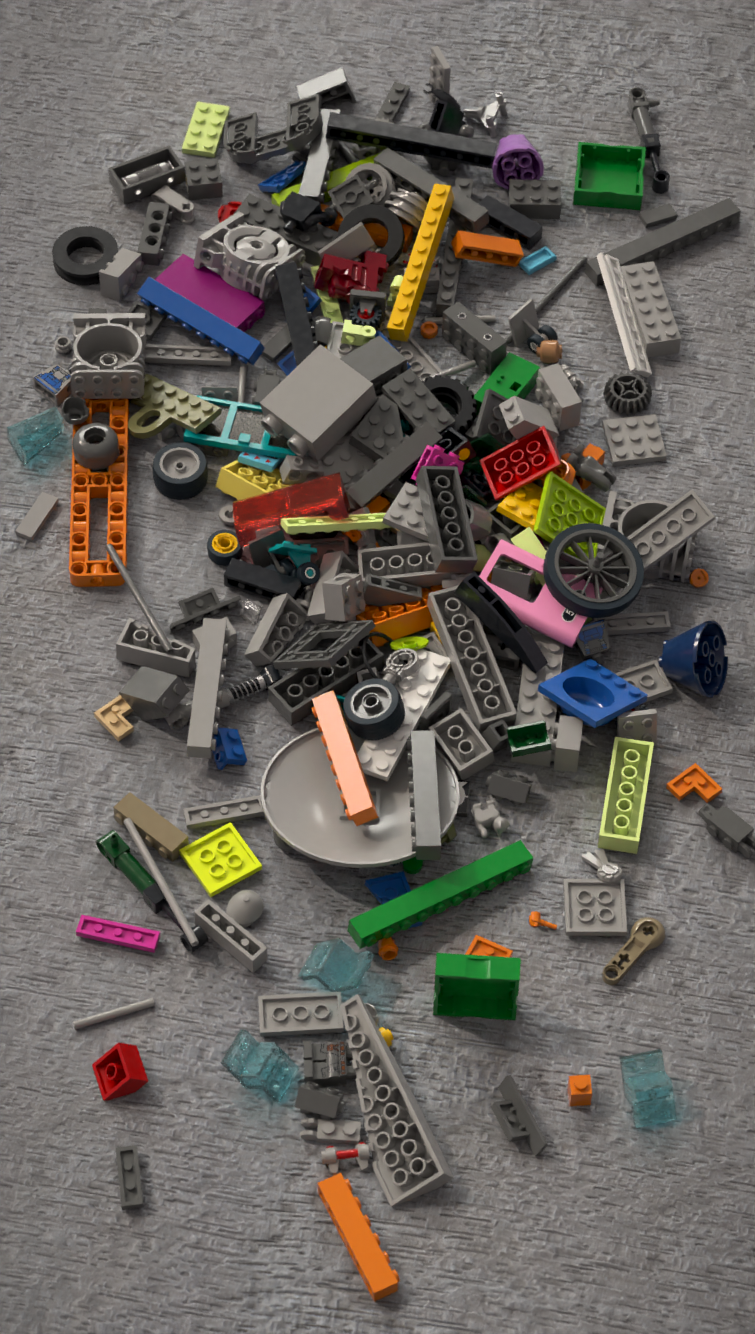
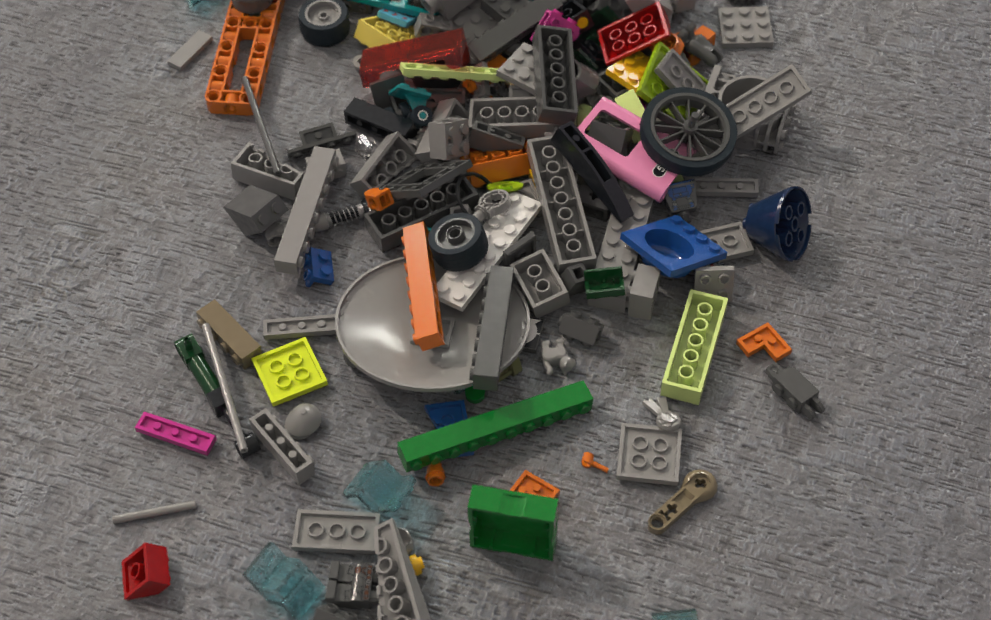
camera: 10 degrees right, 0 degrees up
(113, 719) = (217, 230): tan plate -> none
(224, 546) = (350, 87): wheel -> none
(281, 670) = (378, 199): none -> orange leg
(574, 506) = (678, 73): none -> light grey plate
(698, 578) = (791, 151): orange tile -> none

